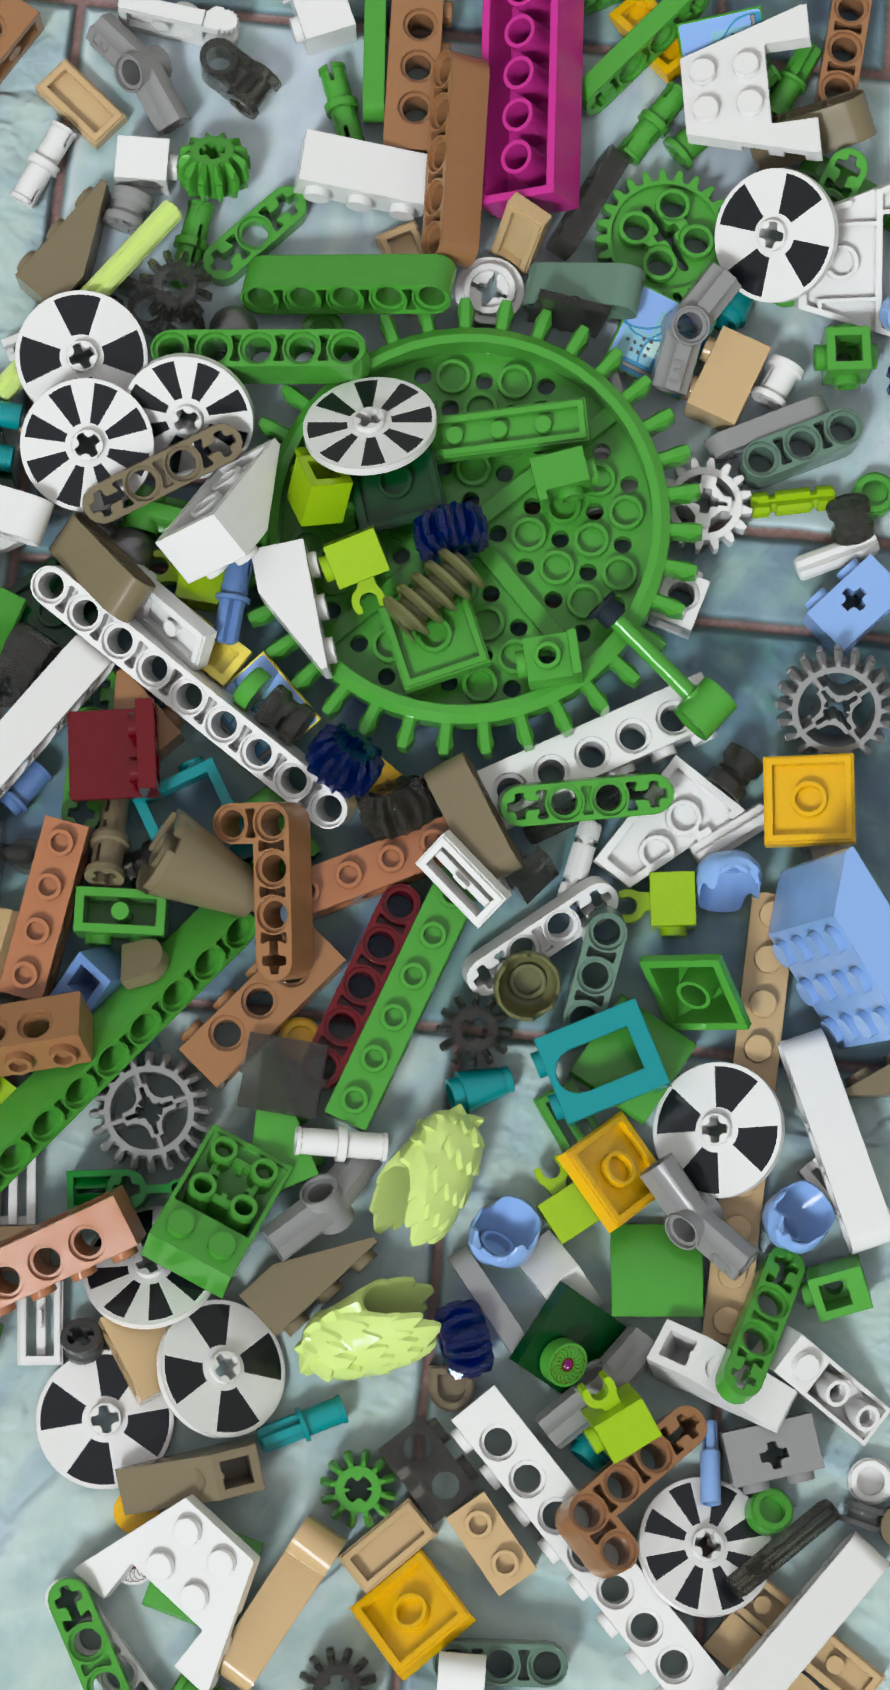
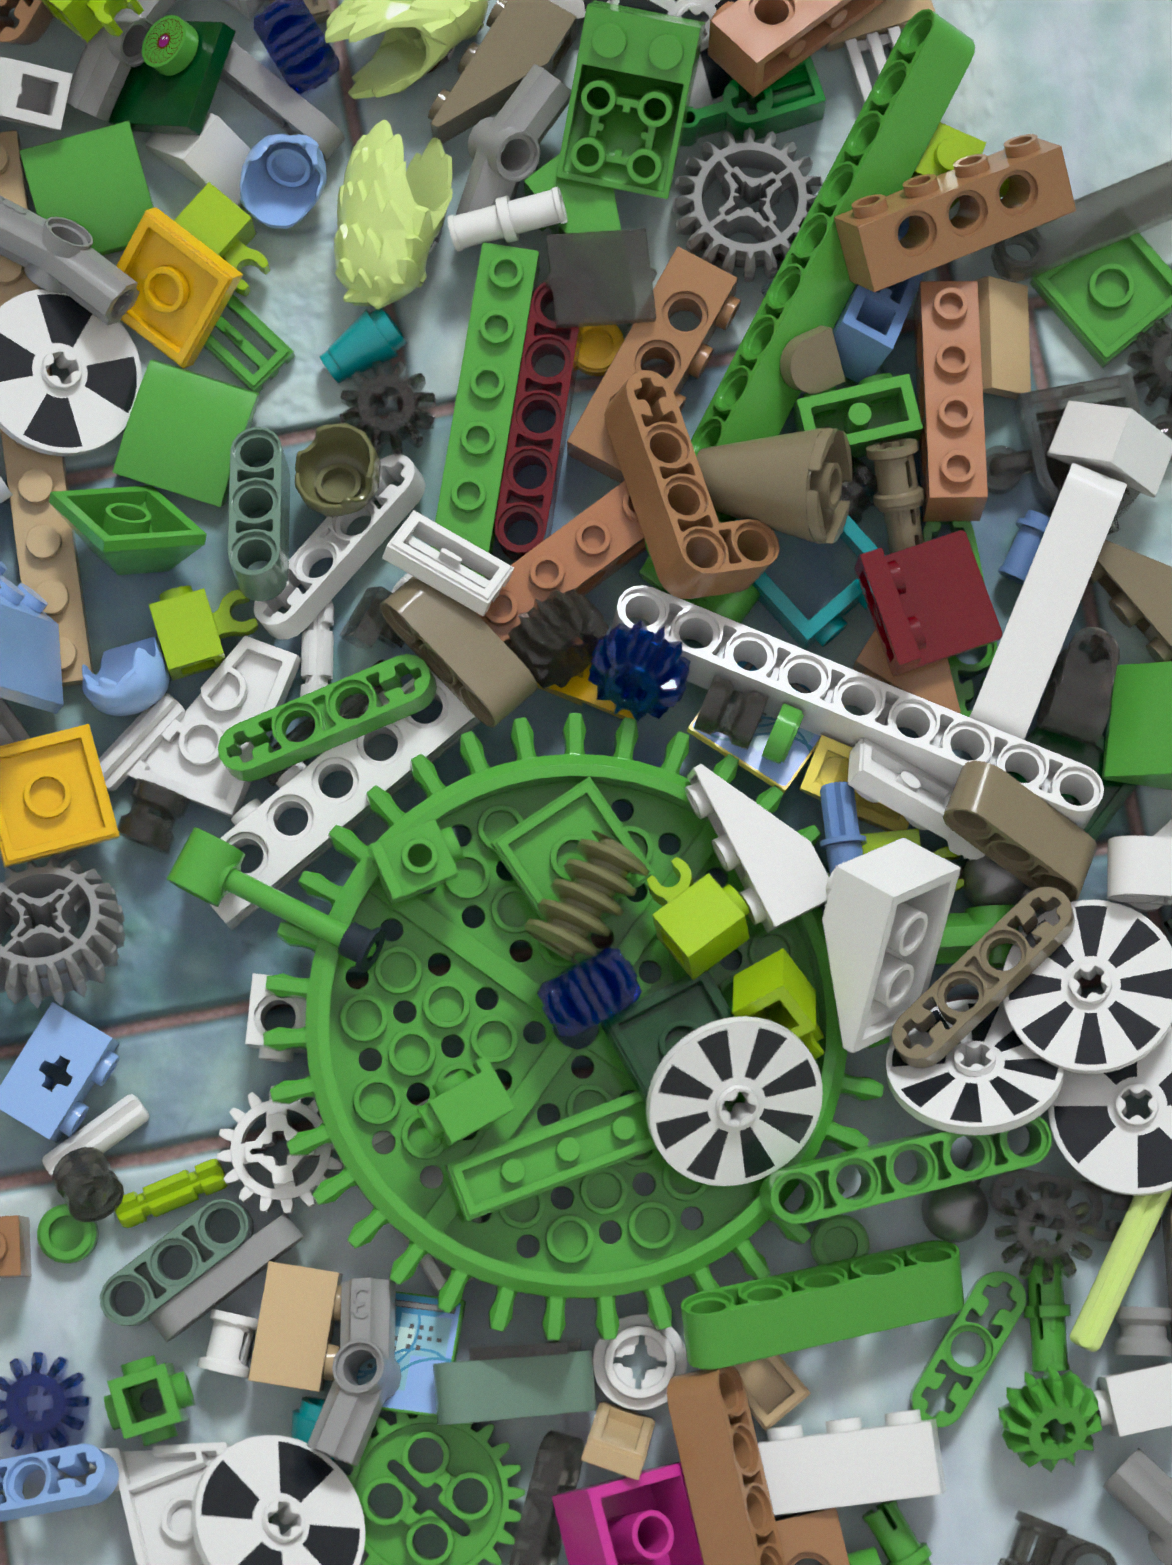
camera: 165 degrees right, 0 degrees up
(582, 1105) = (202, 465): teal panel -> none

